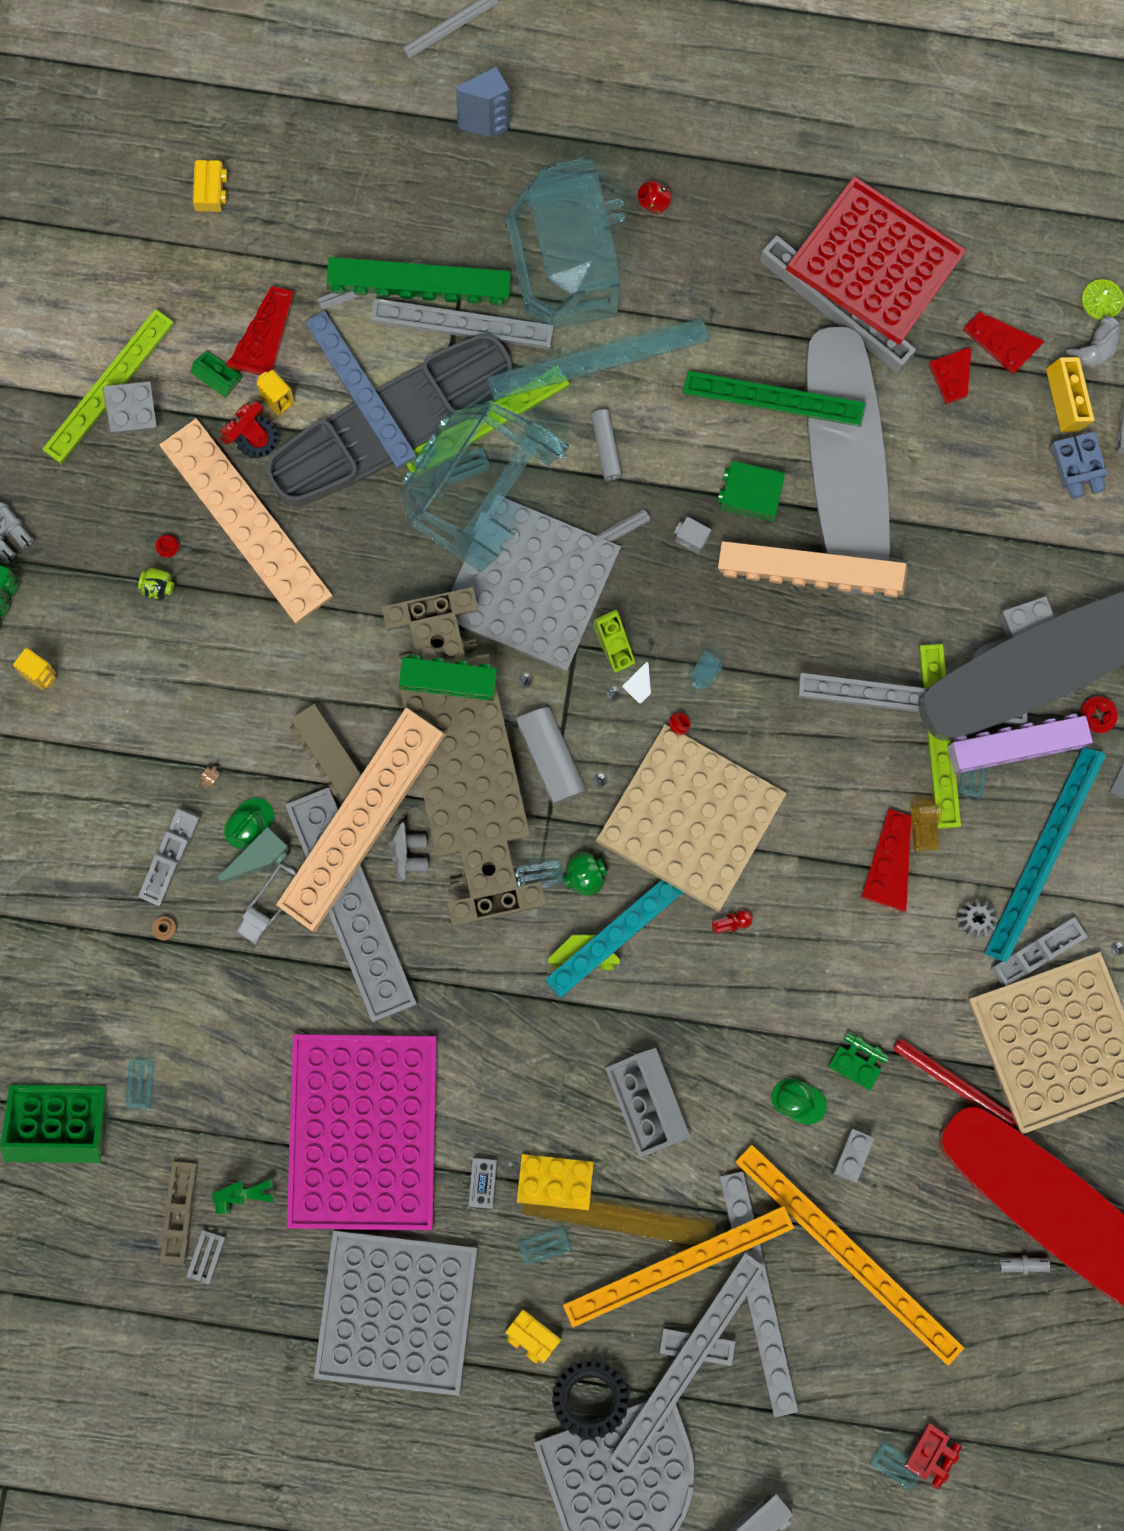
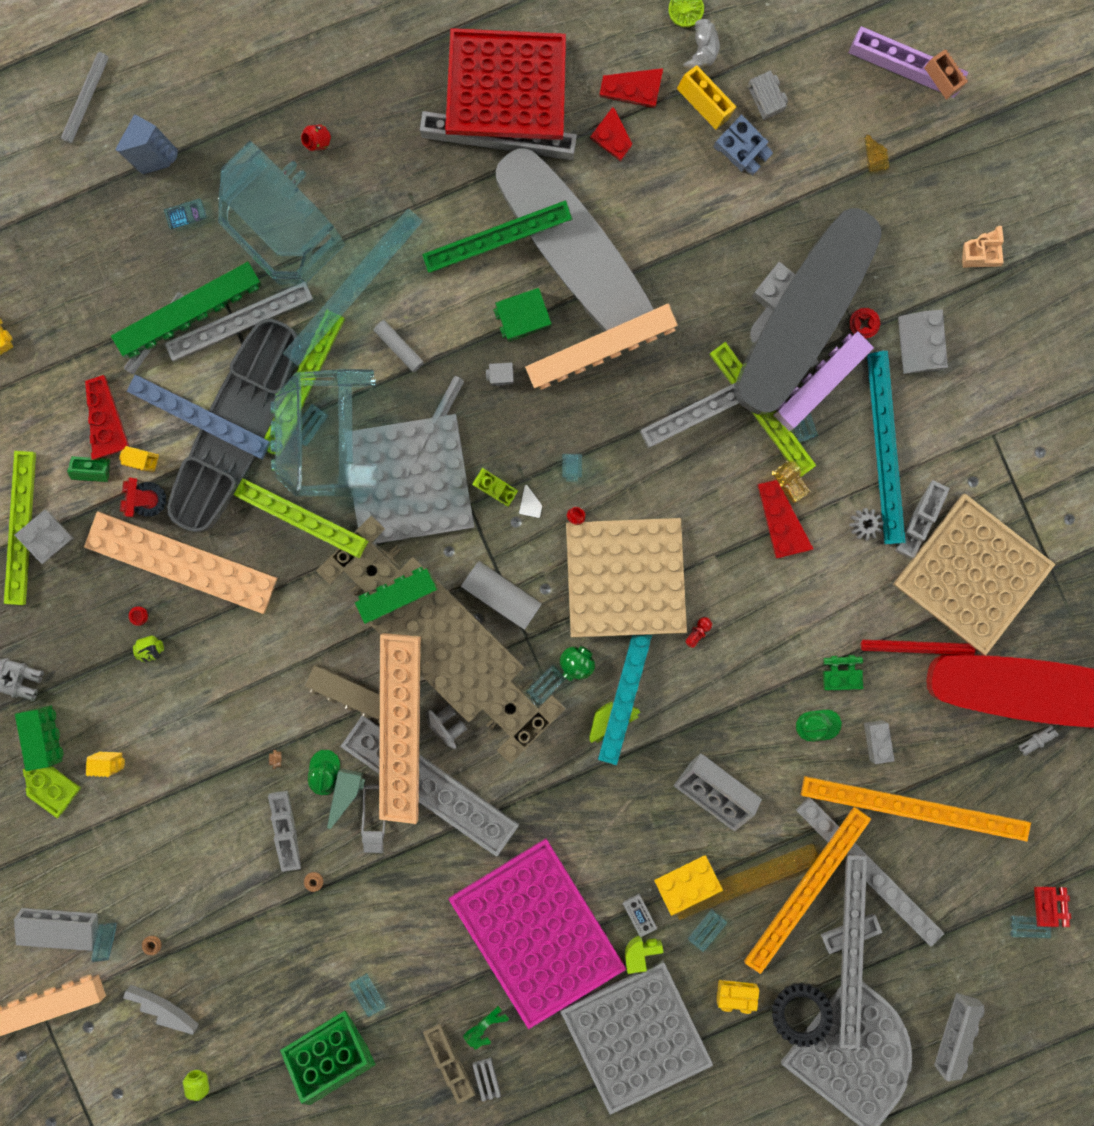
camera: 30 degrees left, 10 degrees up
(399, 547) = (301, 518): none -> lime plate
(453, 1219) = (636, 952): none -> lime brick
(476, 190) = (185, 213): none -> clear light blue tile

